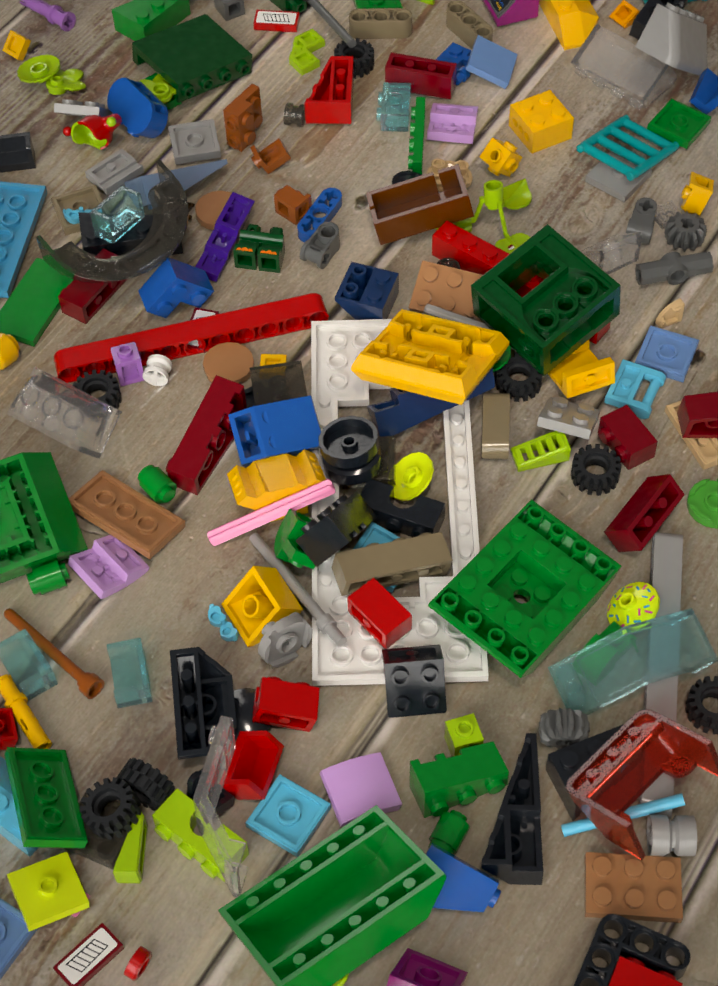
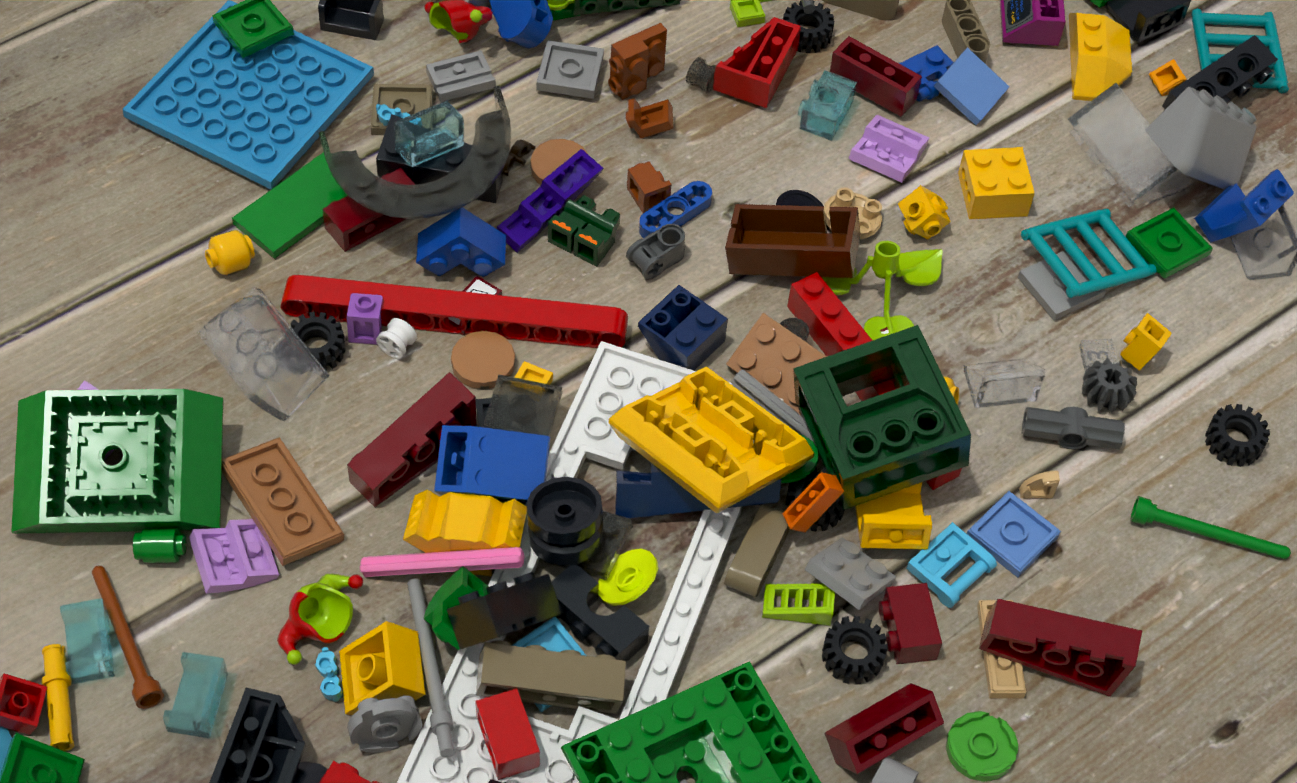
camera: 15 degrees right, 0 degrees up
(157, 484) = (331, 478): green brick -> none
(186, 176) = (524, 111): sand blue wedge -> none
(194, 581) = (318, 613): none -> lime piece
(417, 131) = (839, 148): green plate -> none
(523, 375) = (813, 502): none -> orange piece
(643, 219) = (1061, 353): dark grey piece -> none

